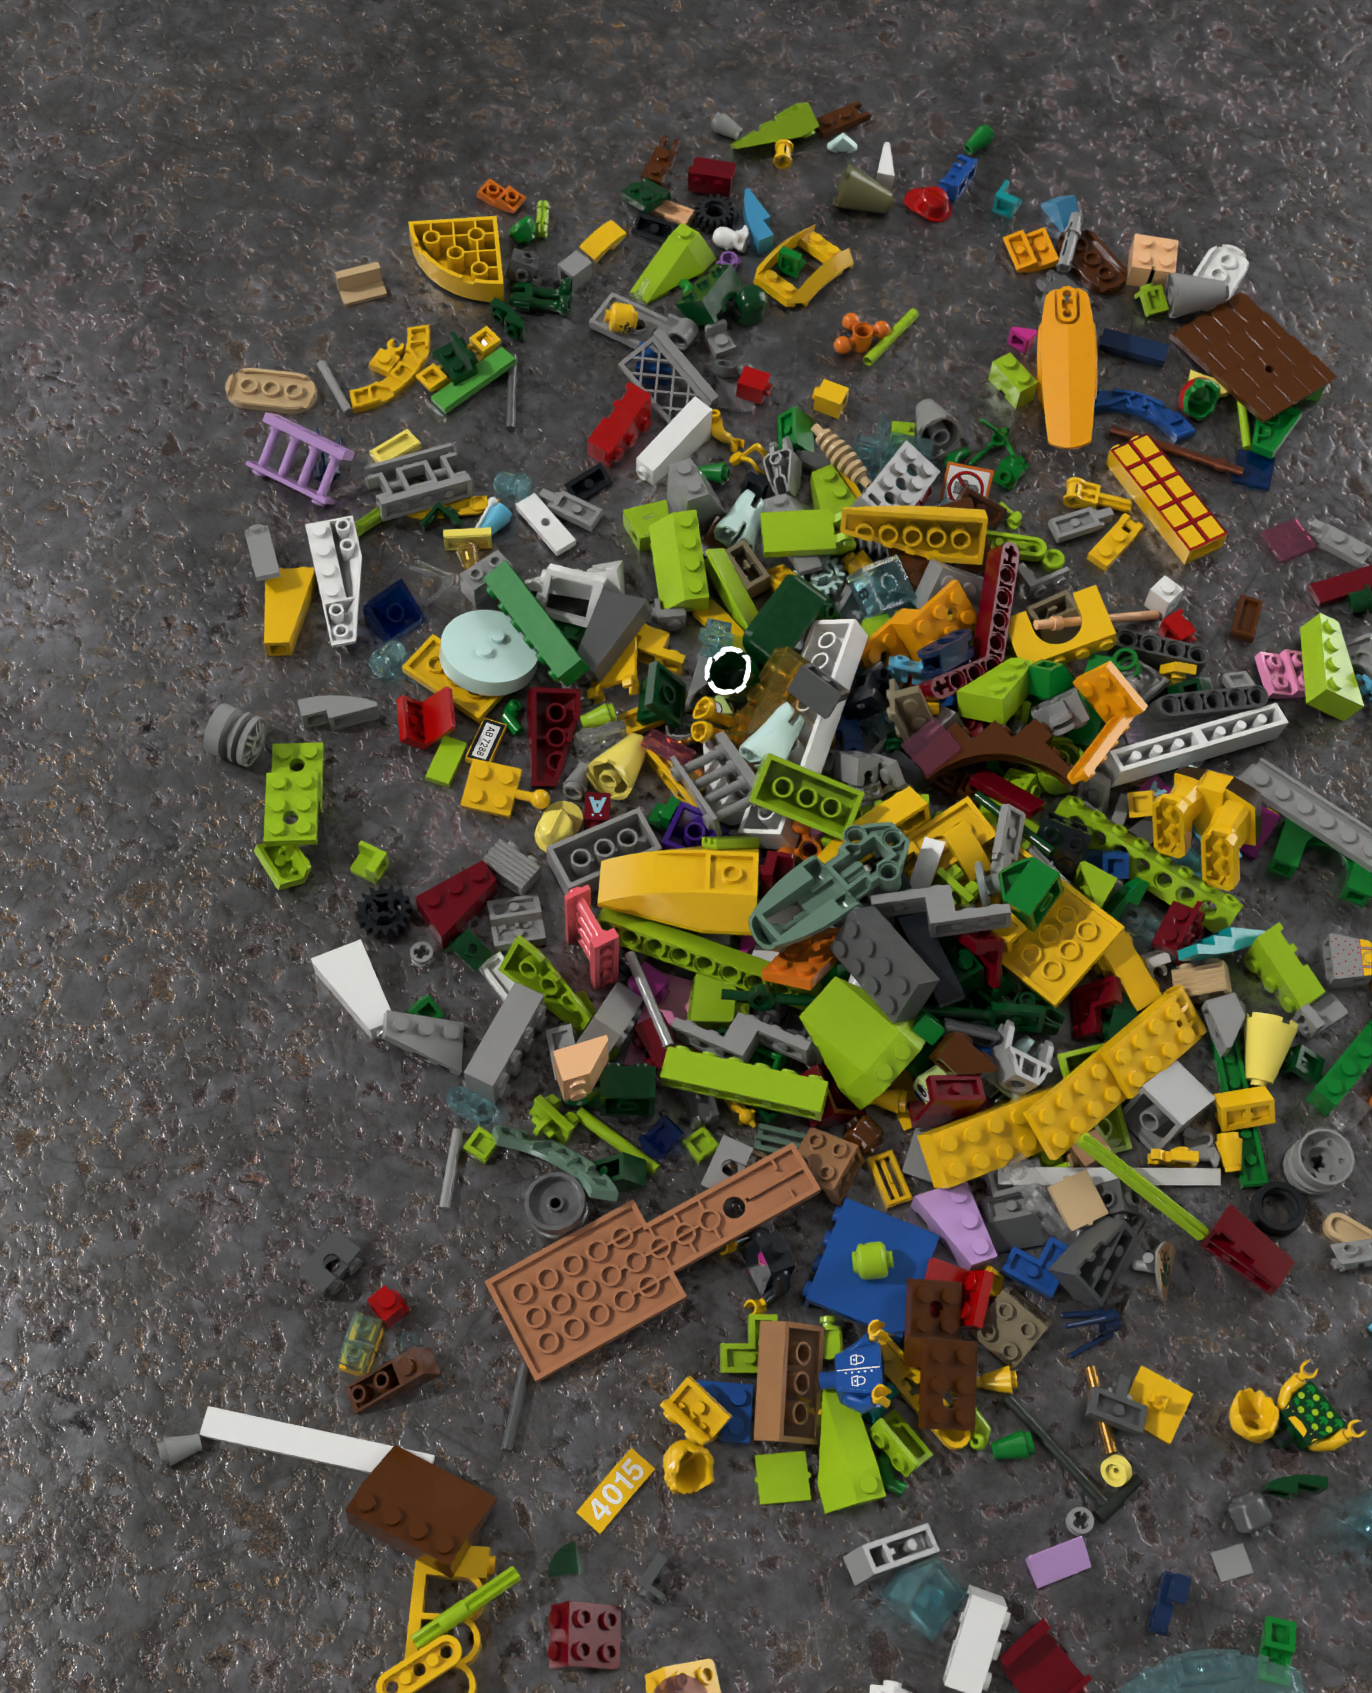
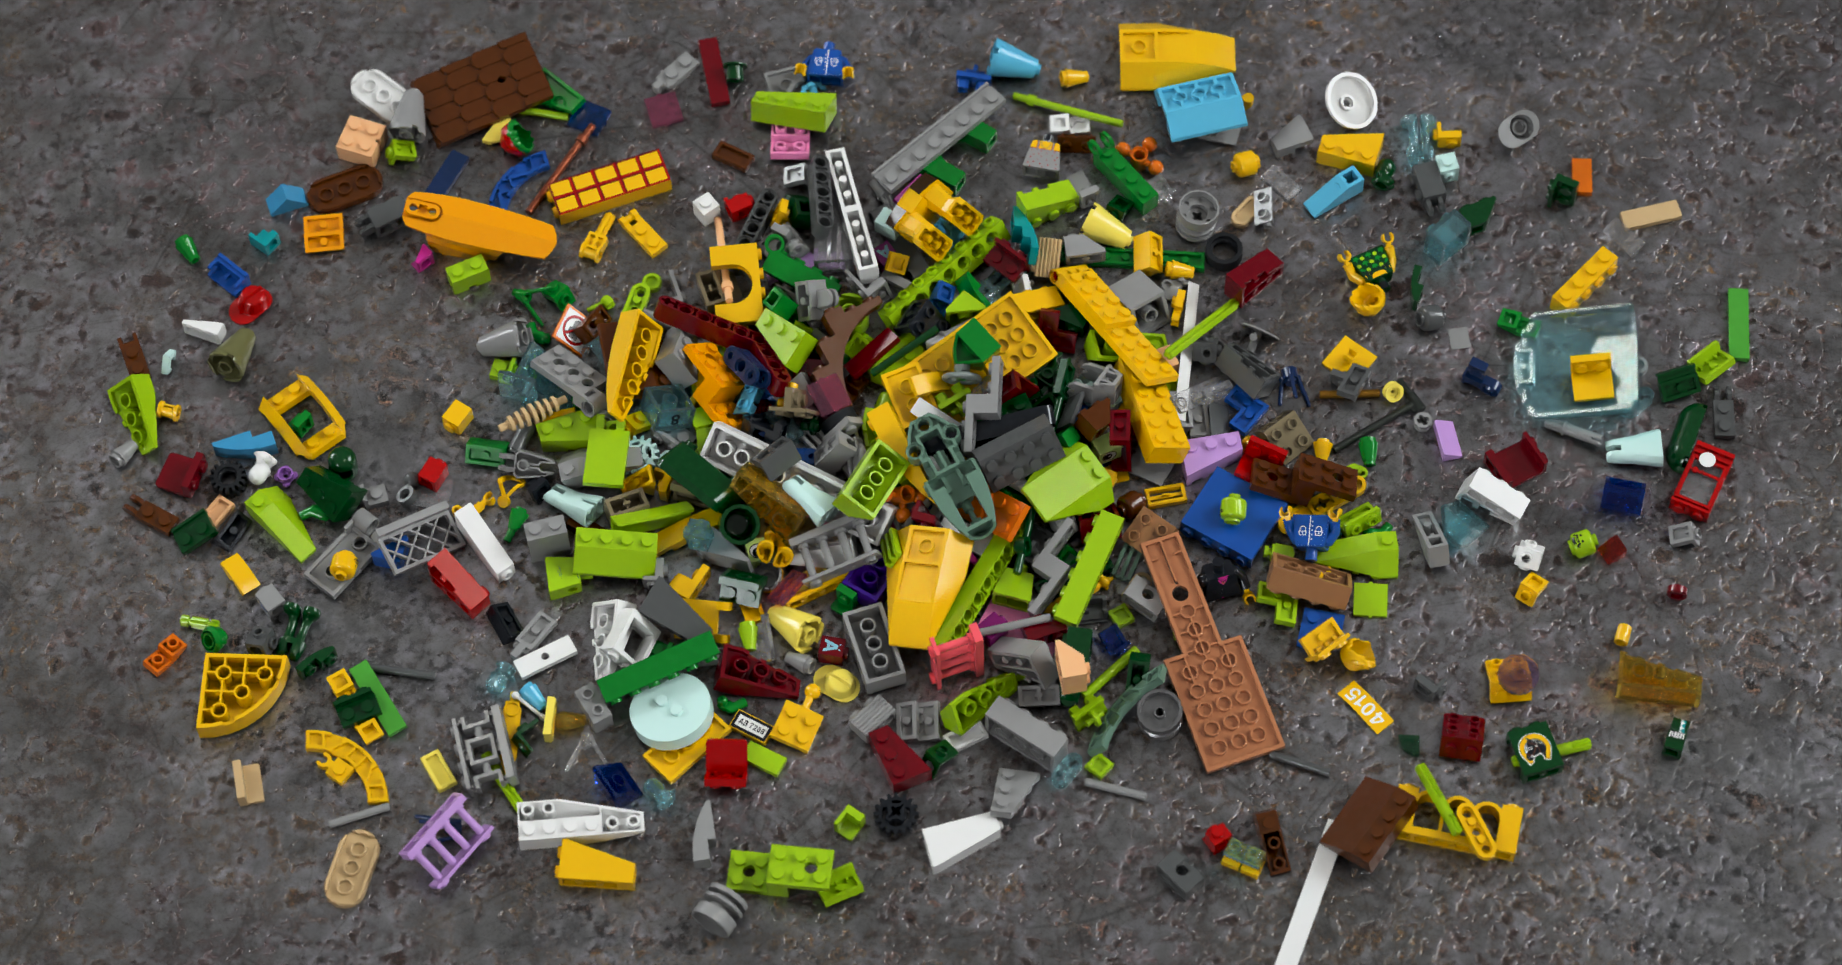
camera: 75 degrees left, 0 degrees up
(262, 552) = (543, 877): light grey slope -> none
(426, 1007) = (982, 796): green slope -> none
(427, 959) = (937, 799): light grey bush -> none
(639, 293) = (308, 553): clear hand -> none
(861, 335) = (376, 387): orange piece -> none
(894, 333) = (401, 365): lime piece -> none
(1007, 838) = (926, 354): light grey hinge -> none
(1071, 235) = (321, 196): light grey pin -> none
(1077, 1200) = (1205, 371): tan piece -> none
(1079, 523) = (621, 255): light grey hinge -> none
(1117, 706) = (820, 254): light orange bracket -> none
(1148, 671) = (782, 230): none -> light grey plate

